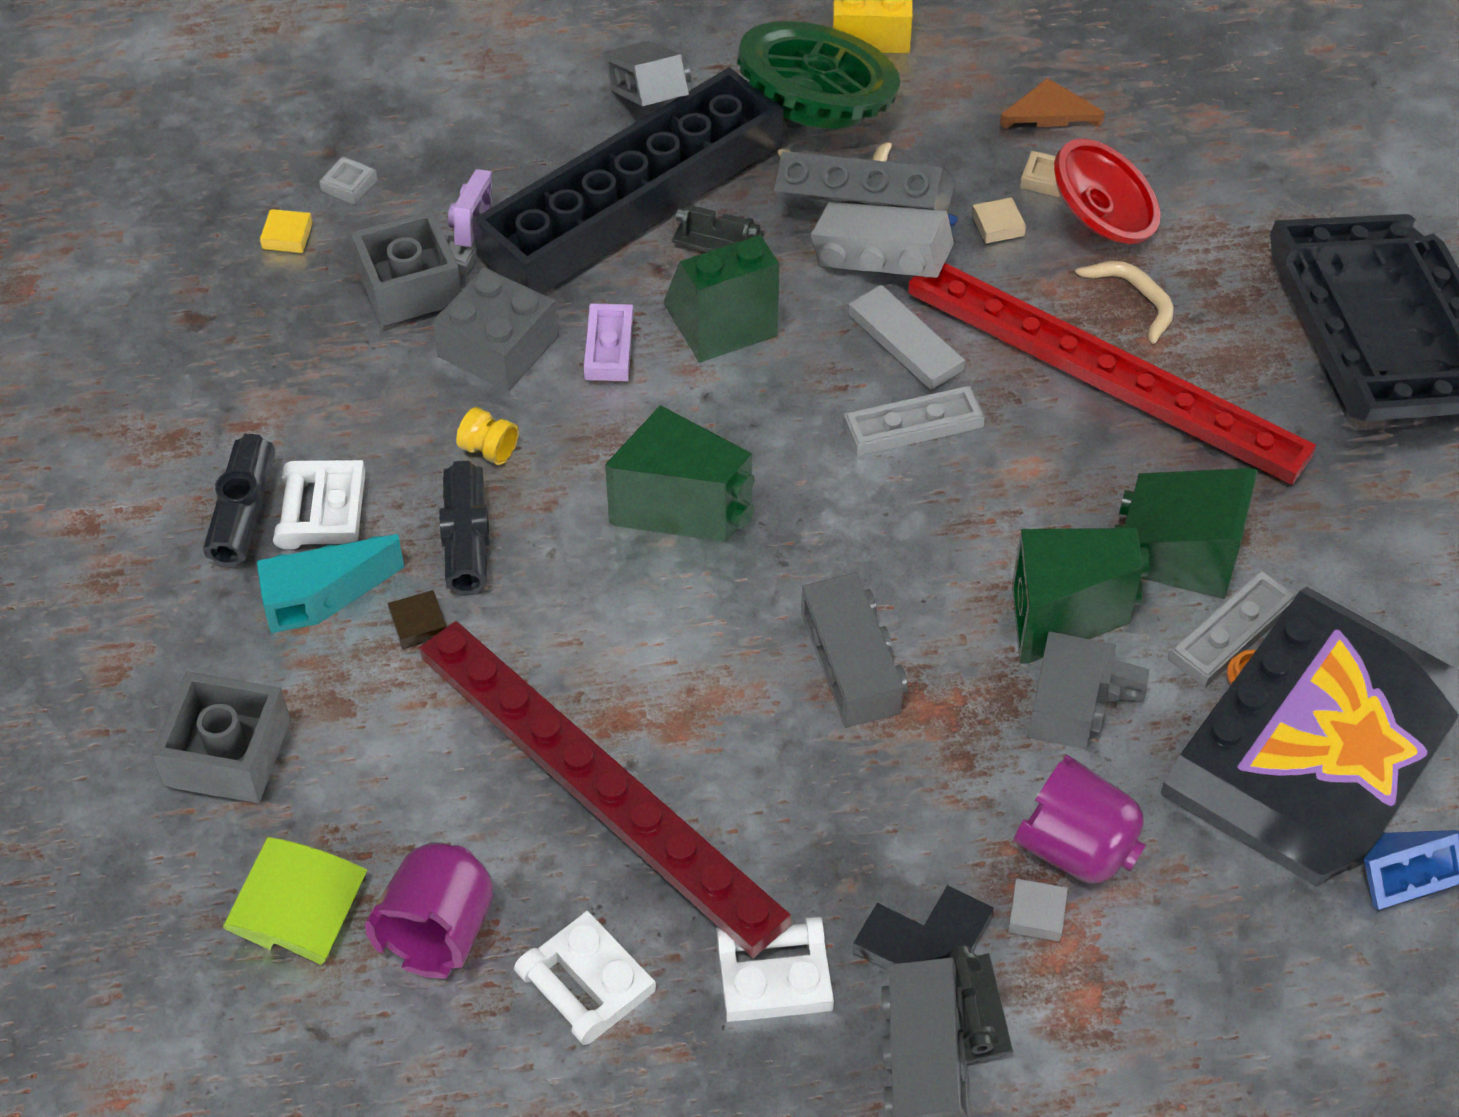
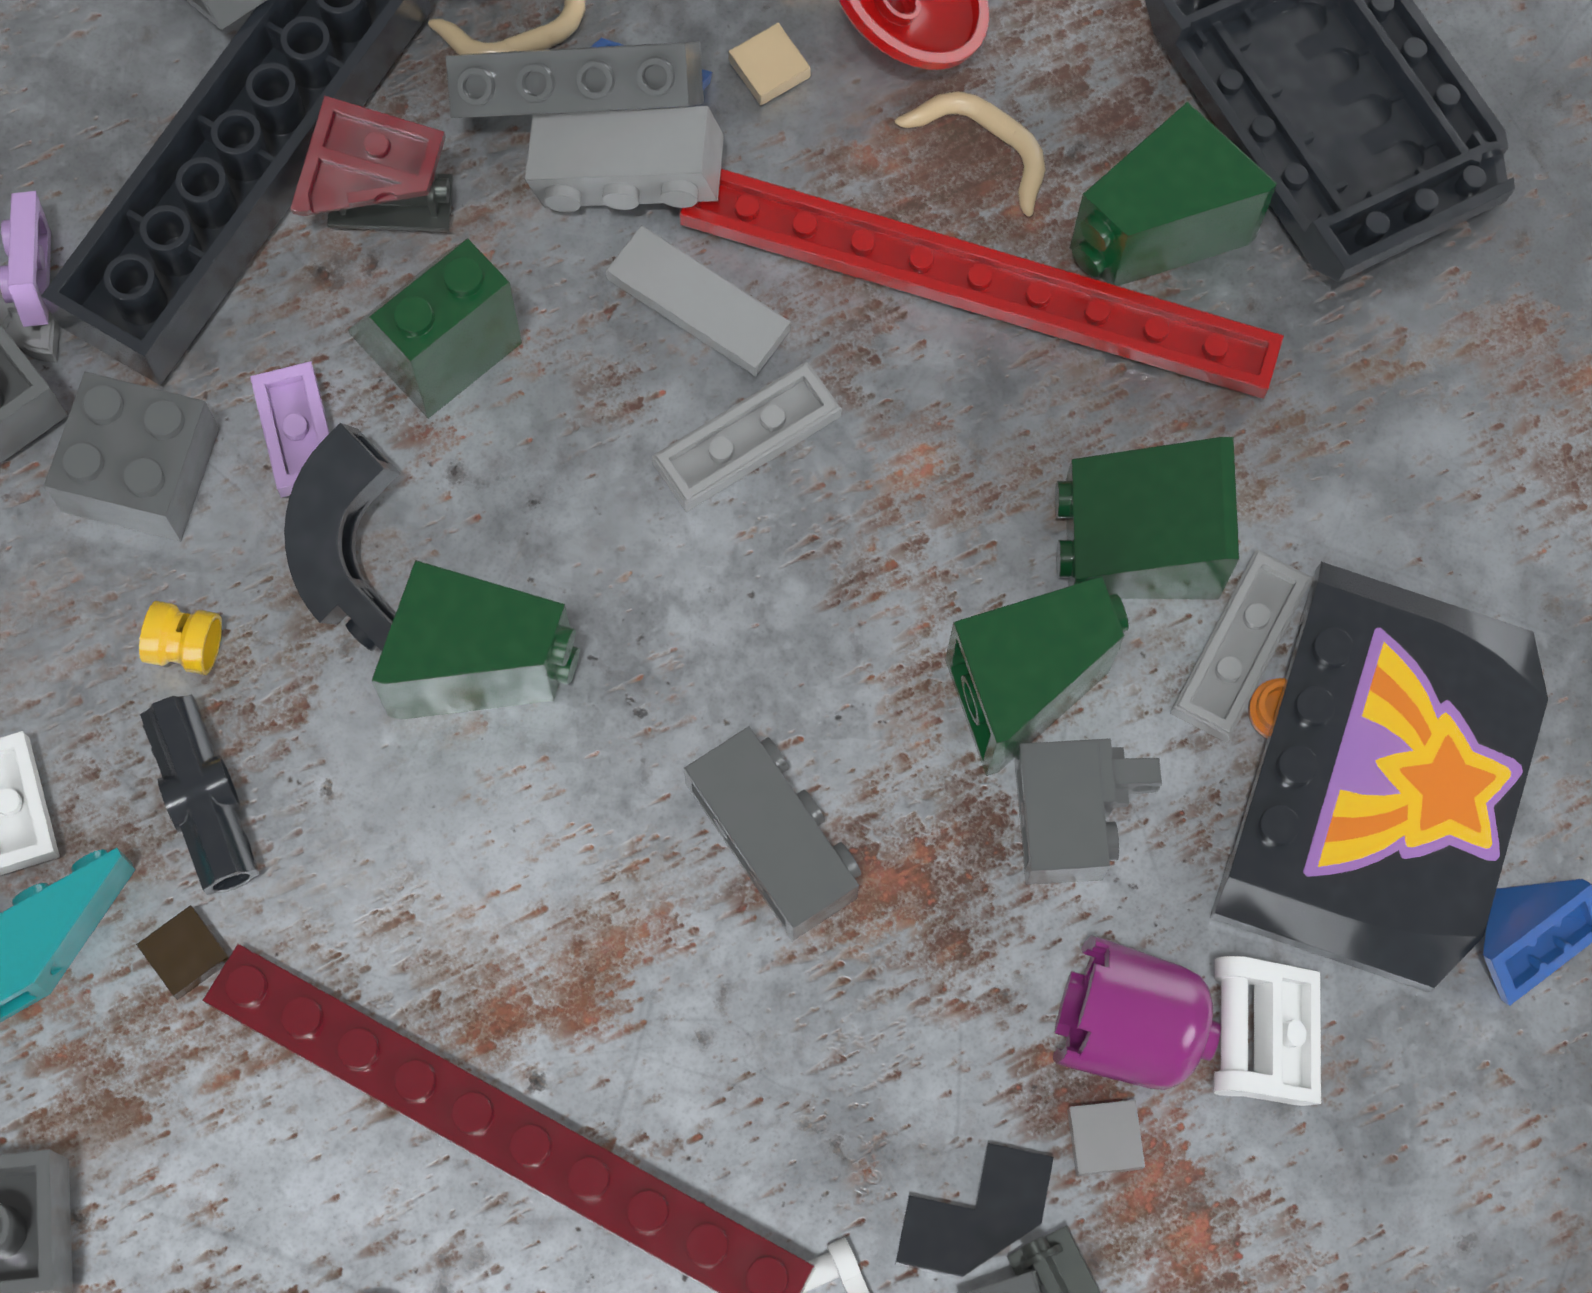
camera: 20 degrees left, 20 degrees up
(608, 386) = (322, 528): none -> black arch
(709, 196) = (364, 159): none -> dark red wing
(1195, 870) = (1284, 1031): none -> white plate
(1254, 344) = (1170, 203): none -> dark green slope

